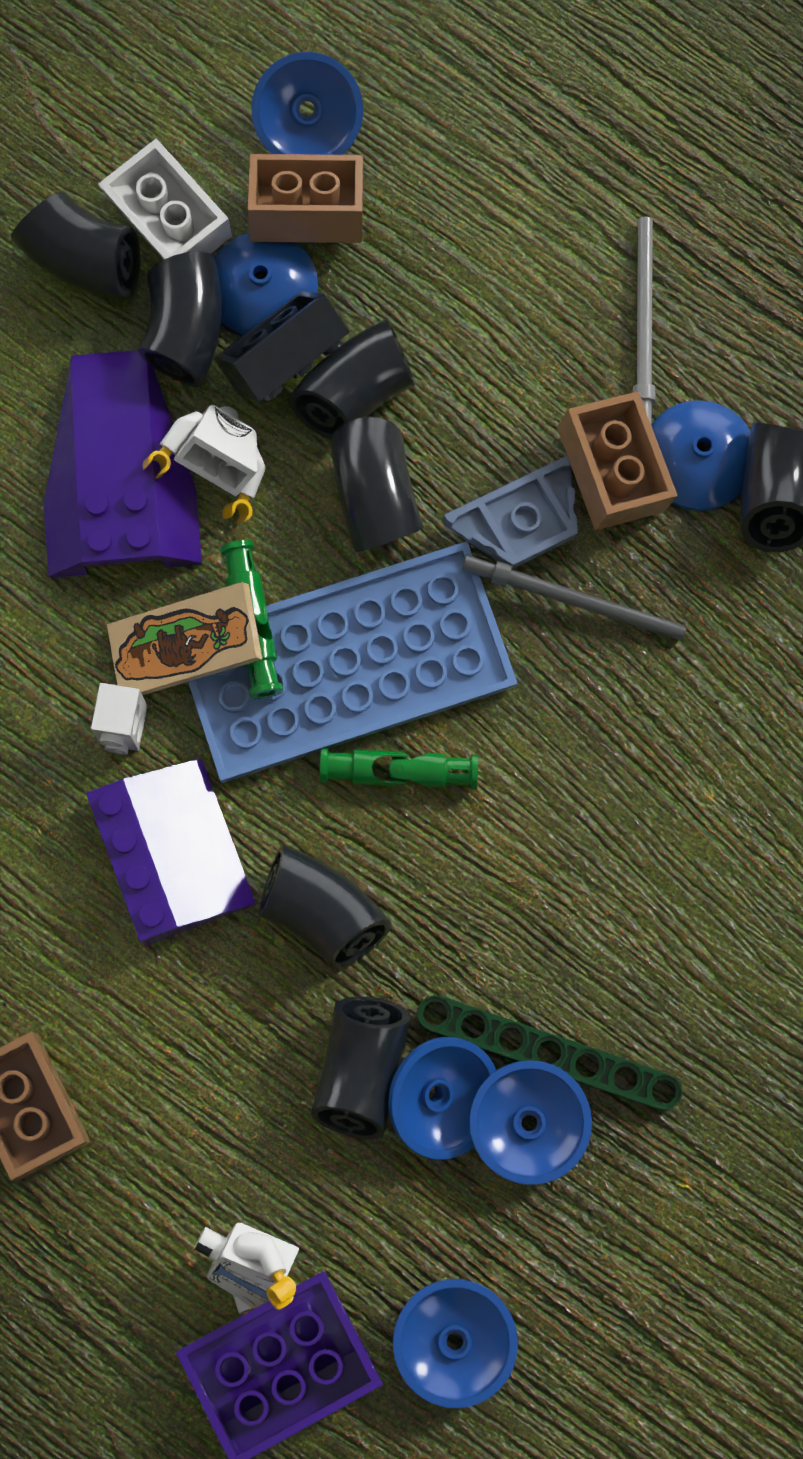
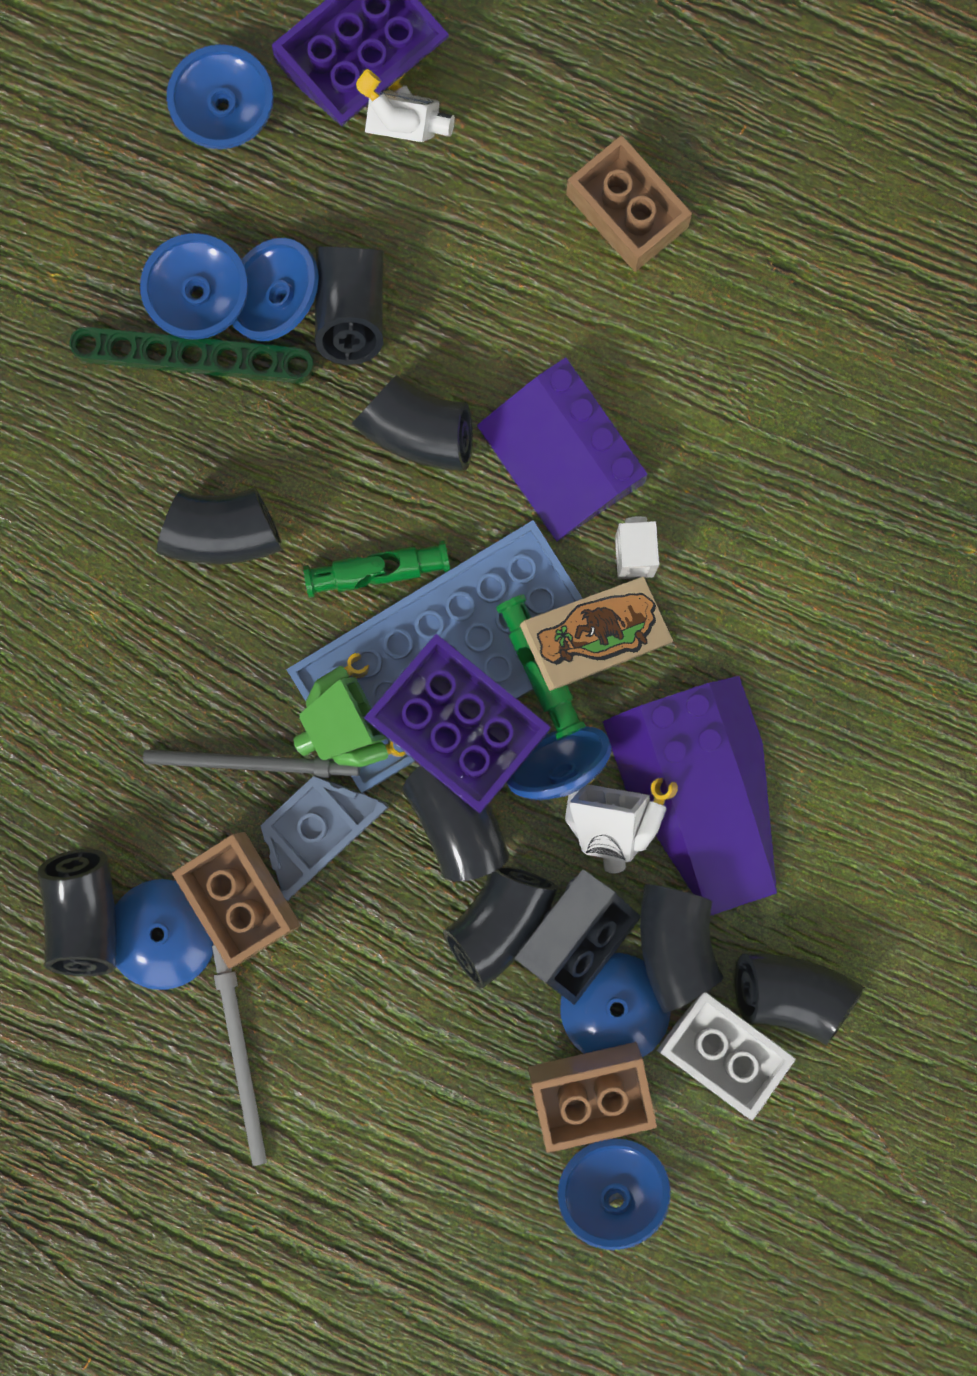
camera: 170 degrees right, 5 degrees up
(259, 507) = (562, 765): none -> blue dish
(352, 571) = (457, 723): none -> dark purple slope
(469, 605) = (337, 721): none -> bright green torso
(556, 842) = (218, 528): none -> black brick

